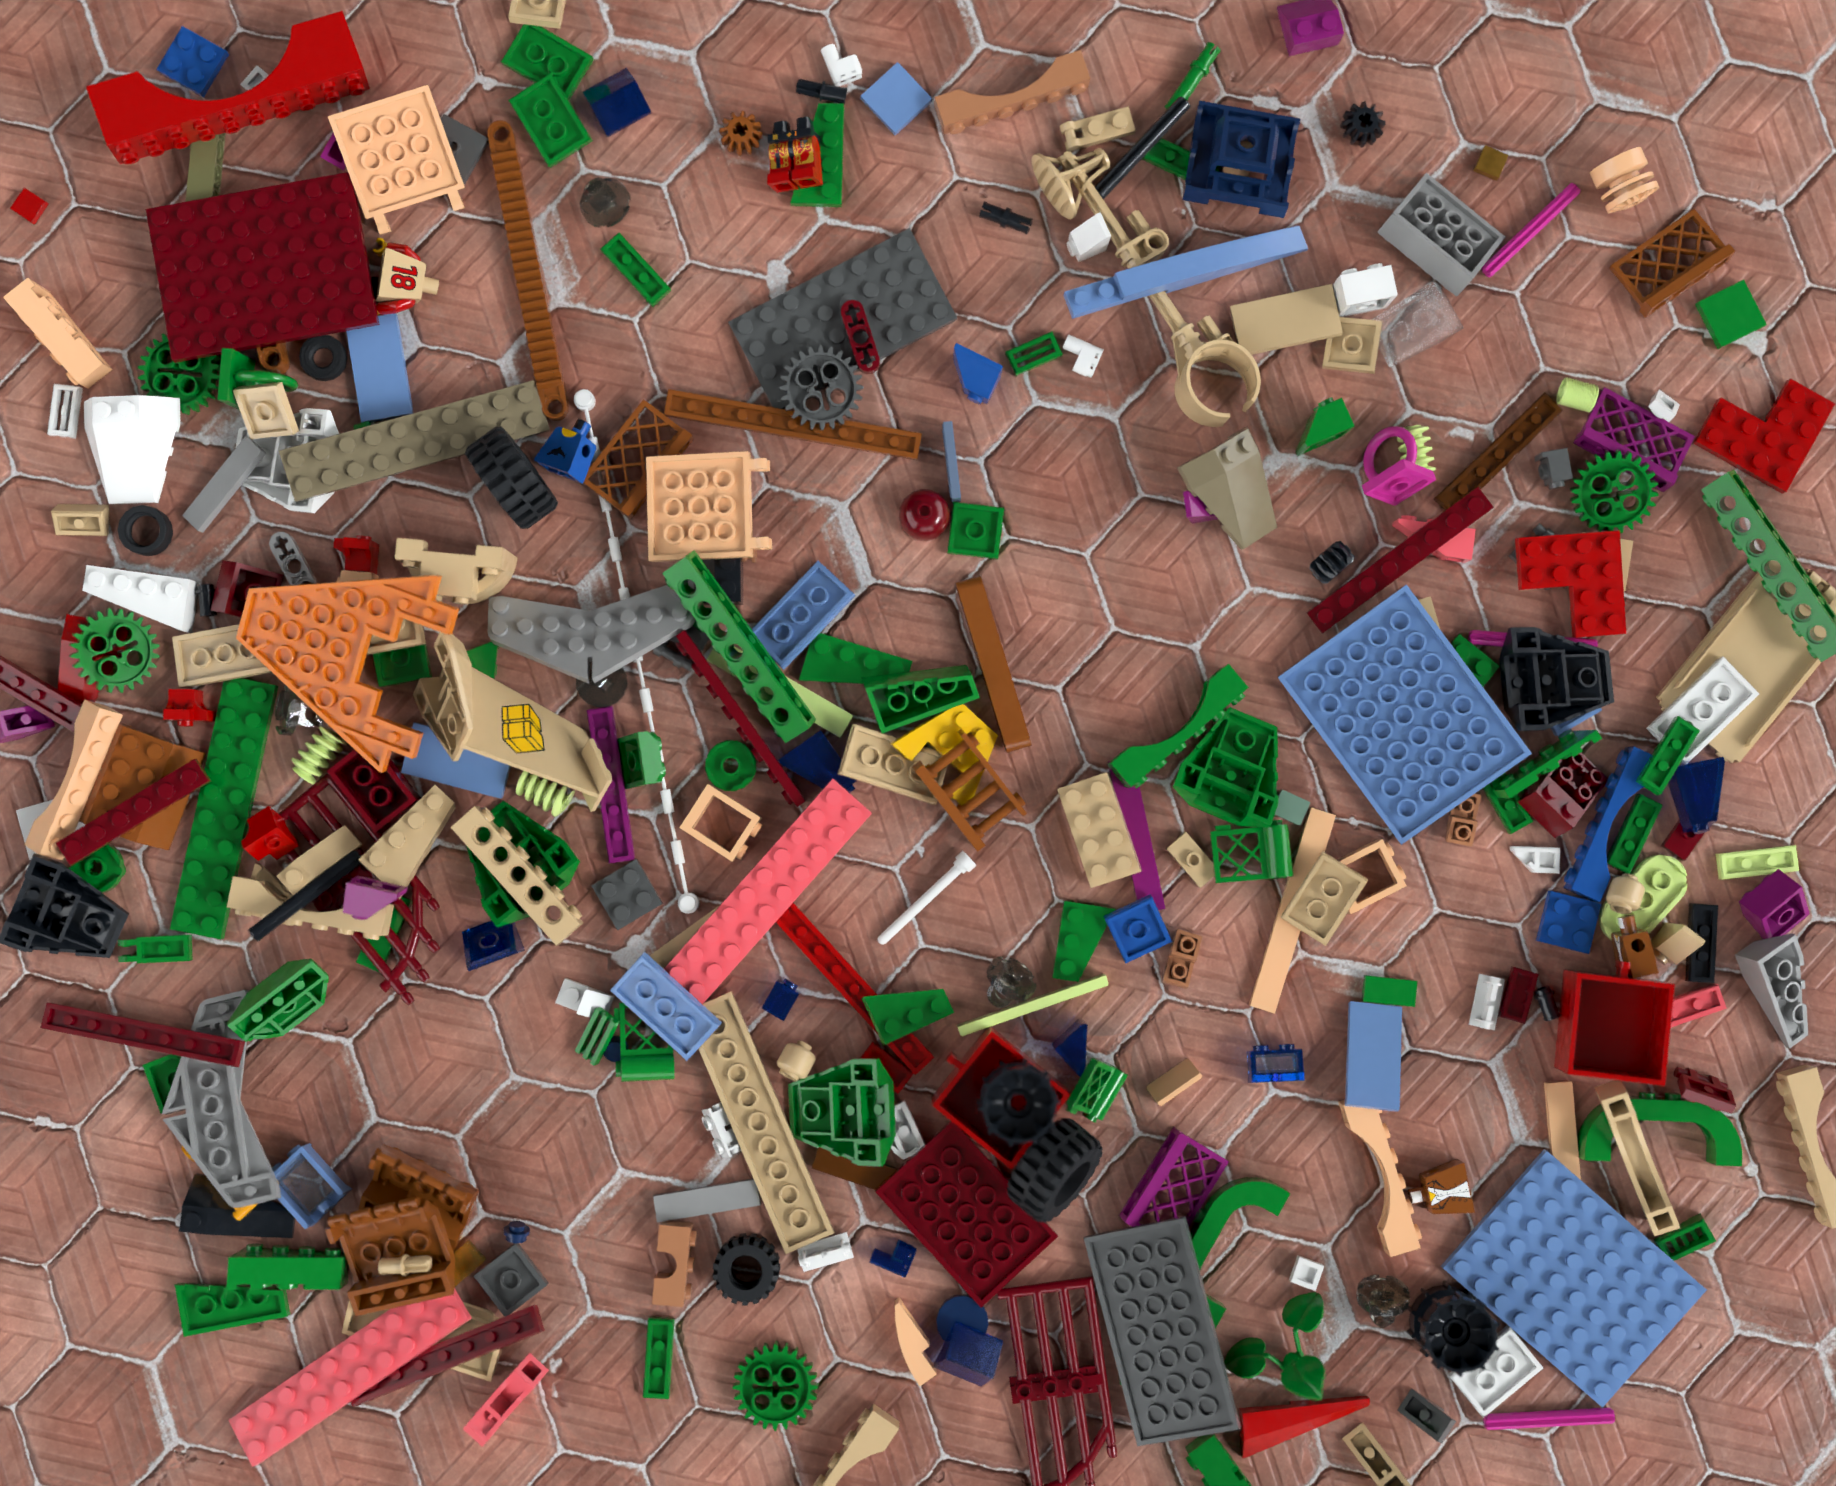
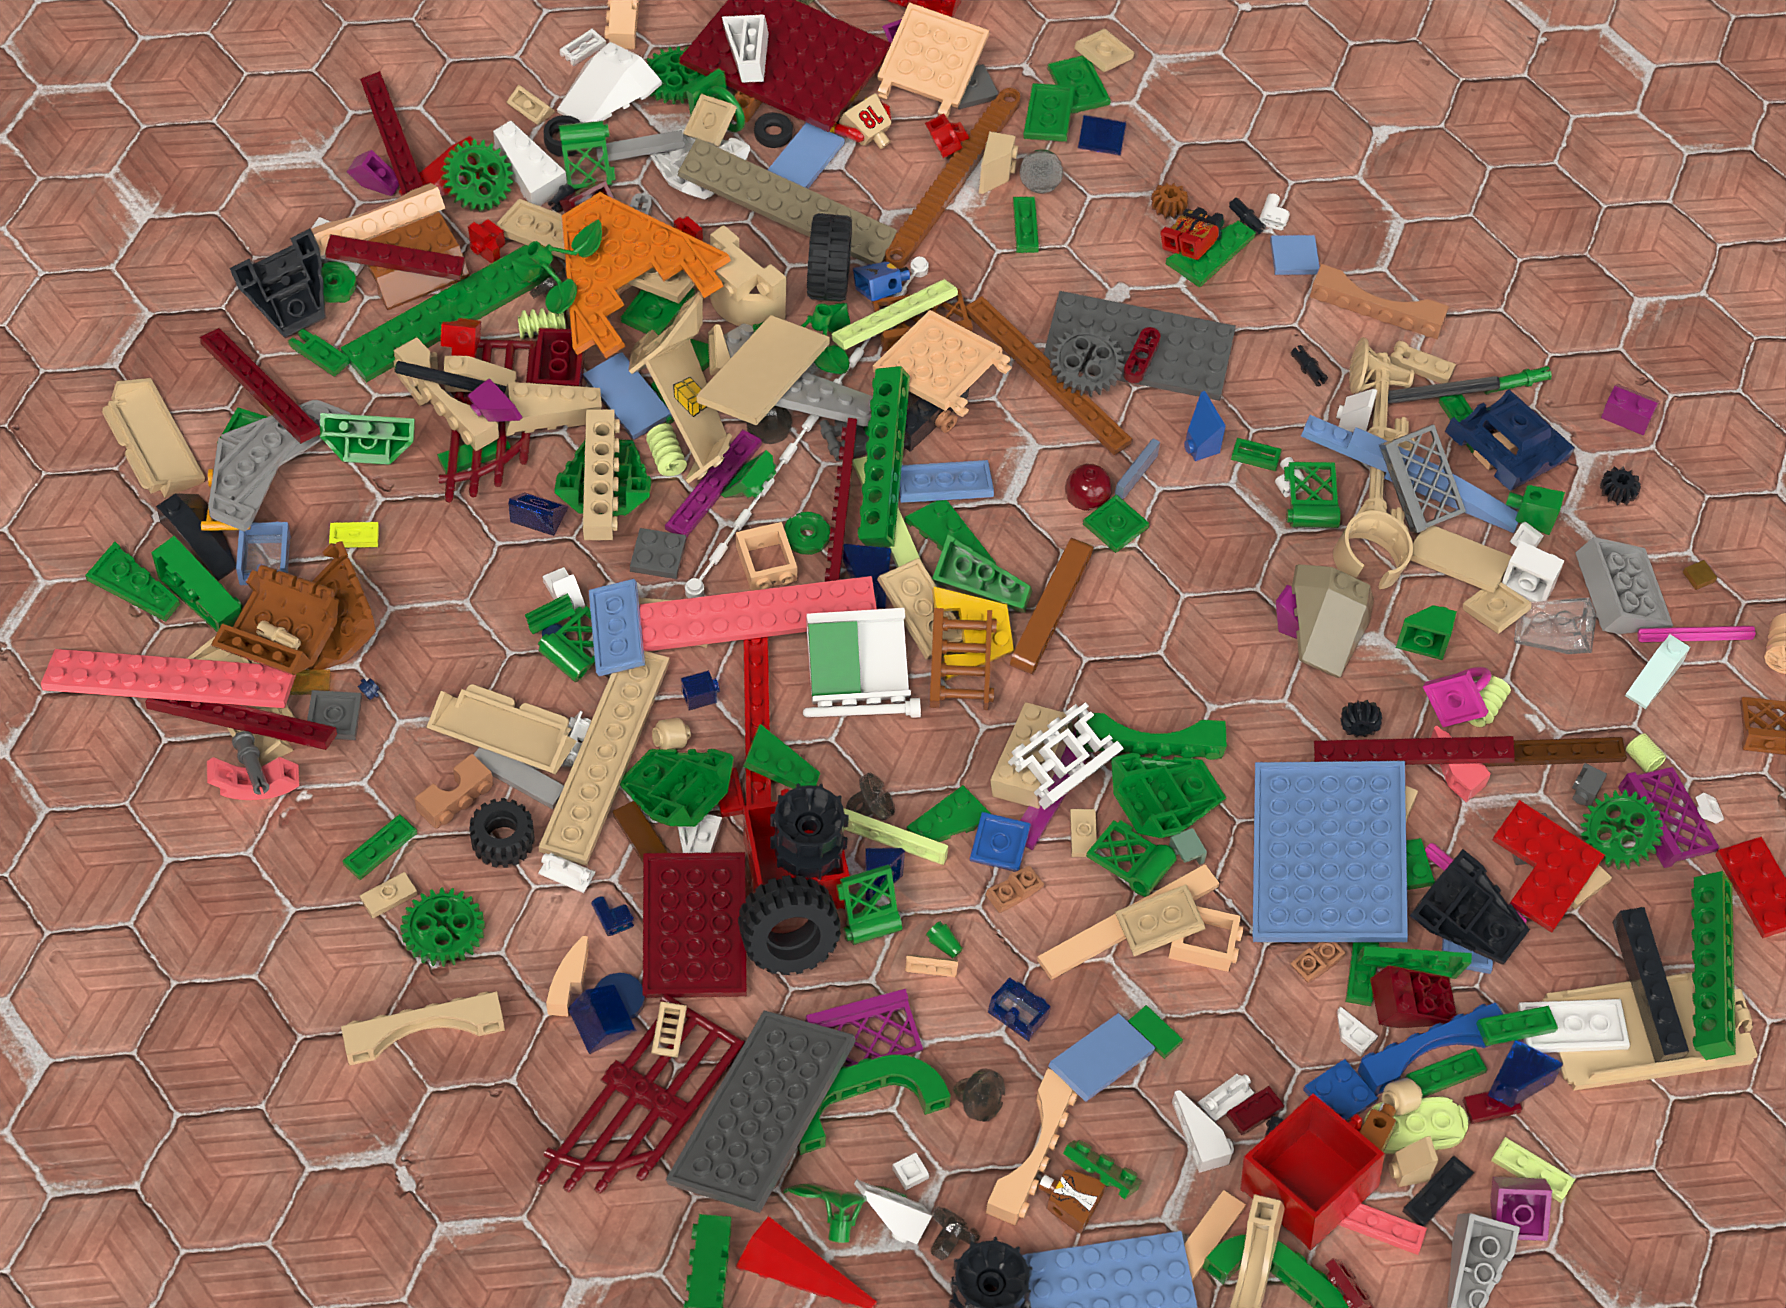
camera: 40 degrees right, 30 degrees down
(89, 1151) = (151, 438): none -> tan slope
(171, 524) = (581, 137): none -> green piece
(228, 300) = (748, 45): none -> white wedge
(262, 709) = (530, 265): none -> green plant
(363, 1100) = (355, 534): none -> neon yellow plate
(486, 233) = (946, 134): none -> red brick
(486, 1385) = (248, 755): none -> dark grey pin
(501, 656) = (717, 350): none -> tan slope
(558, 225) = (997, 161): none -> tan slope
(559, 528) = (830, 319): none -> green plant
(562, 651) = (763, 370): none -> tan tile
(615, 482) = (894, 314): none -> yellowish green tile
(660, 1176) = (495, 725): none -> tan slope
(705, 1392) = (388, 895): none -> tan plate
(871, 885) = (834, 658): none -> tile
(886, 863) = (880, 656): none -> white panel
(1020, 1309) = (675, 1009): none -> tan slope
(1130, 380) = (1310, 512): none -> green piece
(1157, 821) = (1077, 769): none -> white fence
(1167, 1054) = (944, 939): none -> green cone
(1202, 298) = (1404, 487): none -> fence
(1312, 1169) = (981, 1094): none -> clear smoke tile
(1316, 214) = (1537, 507): none -> green torso
(1326, 251) = (1526, 534): none -> white tile
(1332, 1331) = (901, 1215): none -> white slope
(1457, 1148) = (1110, 1173): none -> green wing
(1503, 1055) = (1202, 1134): none -> white slope
(1529, 300) = (1658, 671): none -> light aqua slope
(1744, 631) = (1650, 985): none -> black brick

